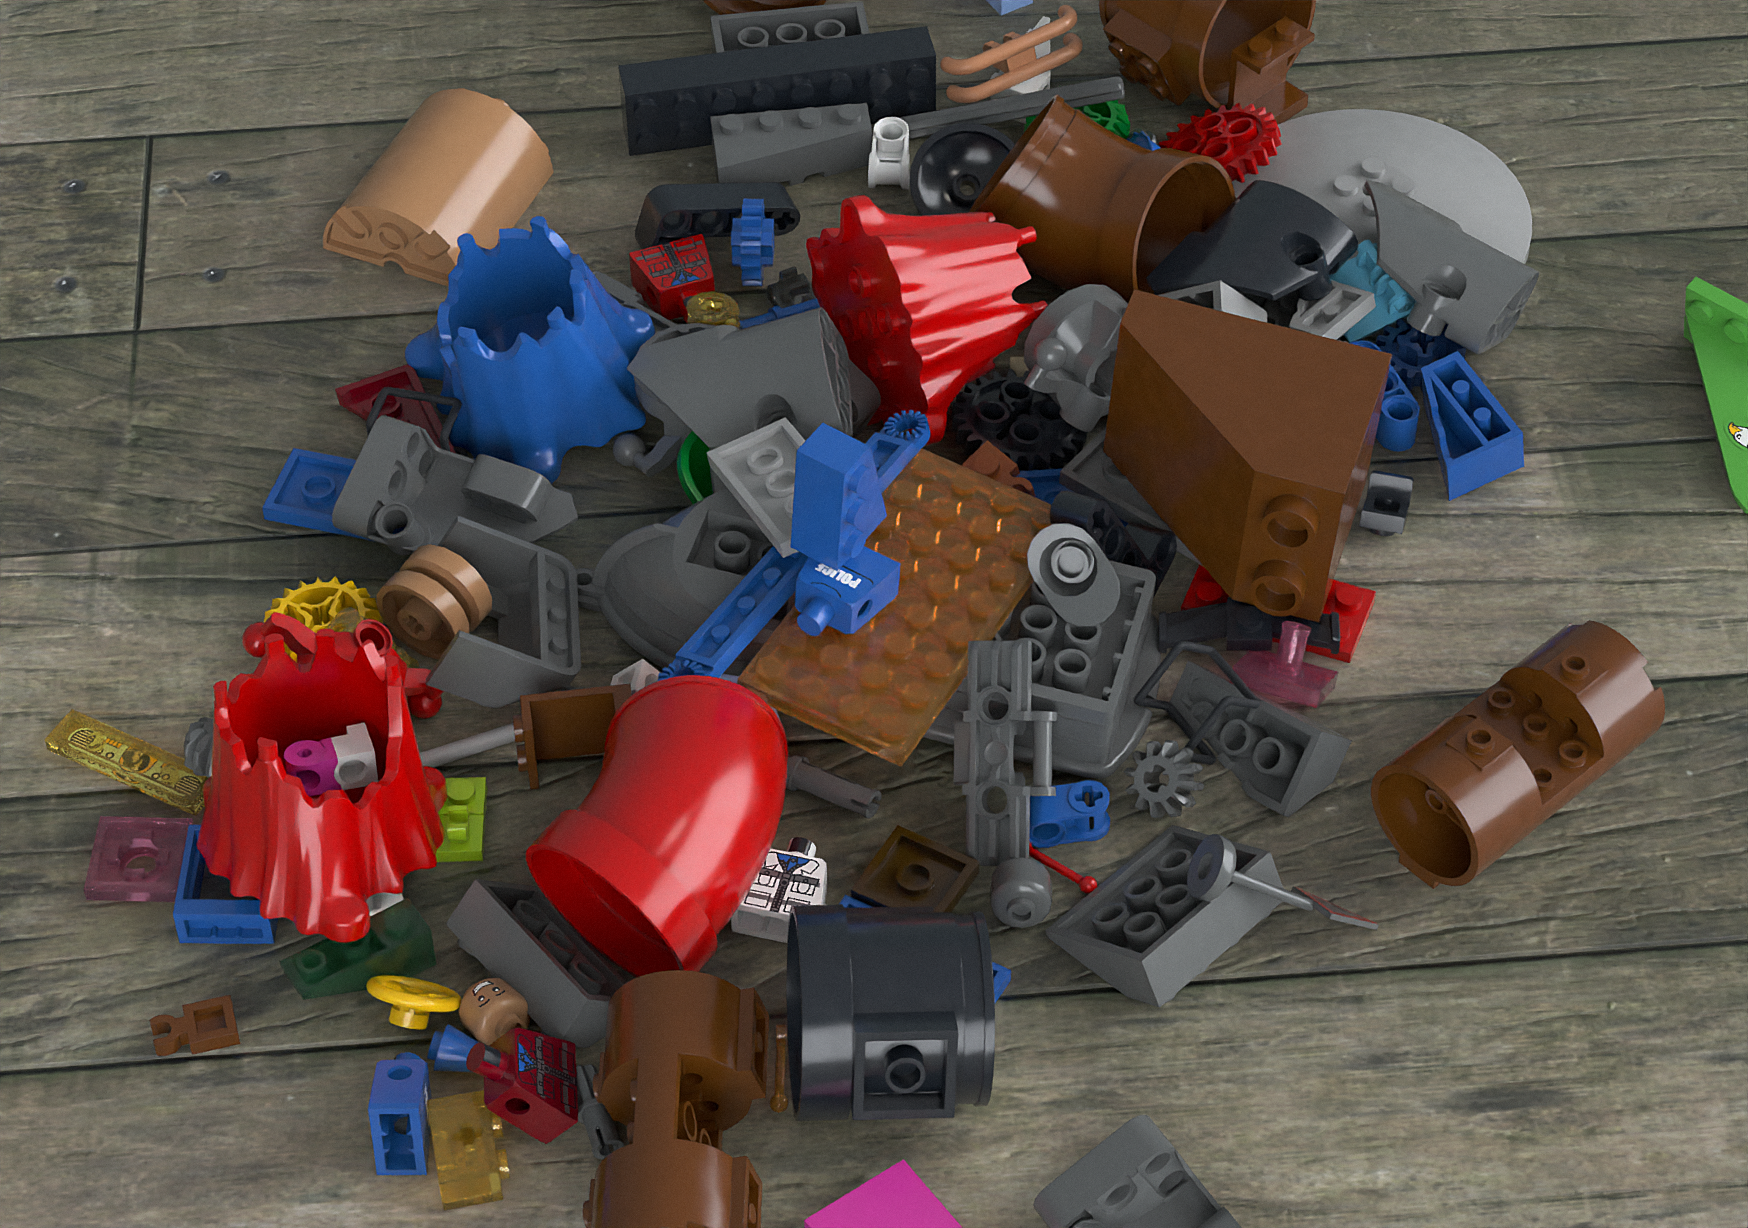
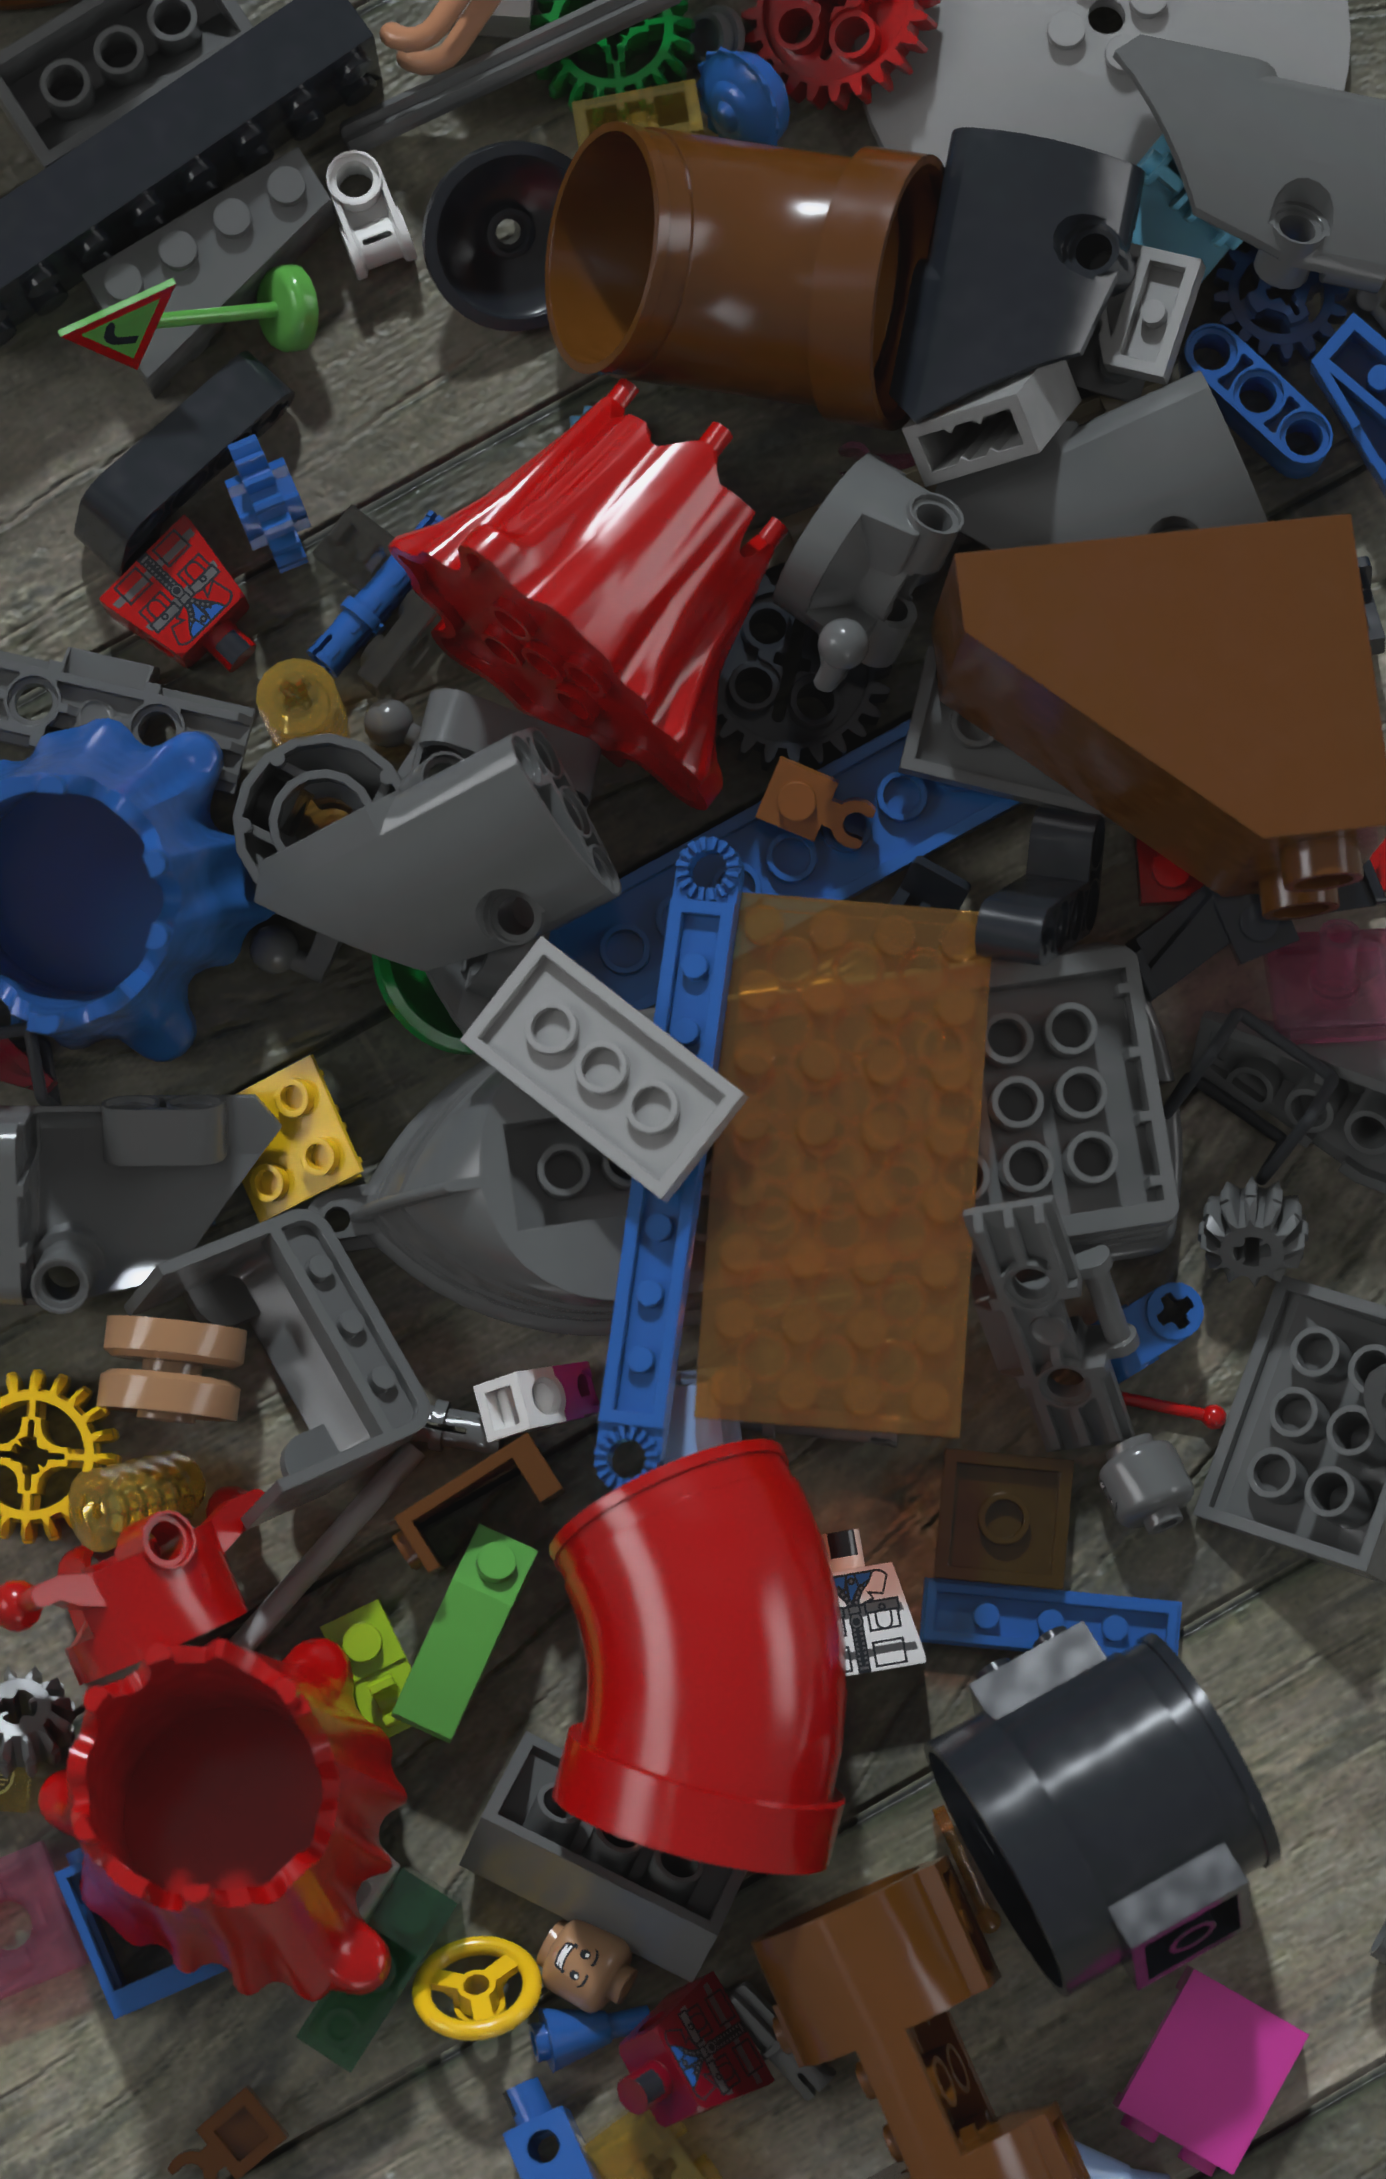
camera: 25 degrees left, 35 degrees up
(333, 762) = (229, 1769): leg -> none
(530, 796) = (465, 1633): none -> bright green slope
(592, 534) = (308, 1151): none -> yellow hinge
(720, 118) = (123, 331): none -> bright green piece
(834, 497) = (743, 1156): blue wedge -> none
(845, 596) = (769, 1225): blue torso -> none
(1074, 574) = (1048, 1032): dark grey piece -> none

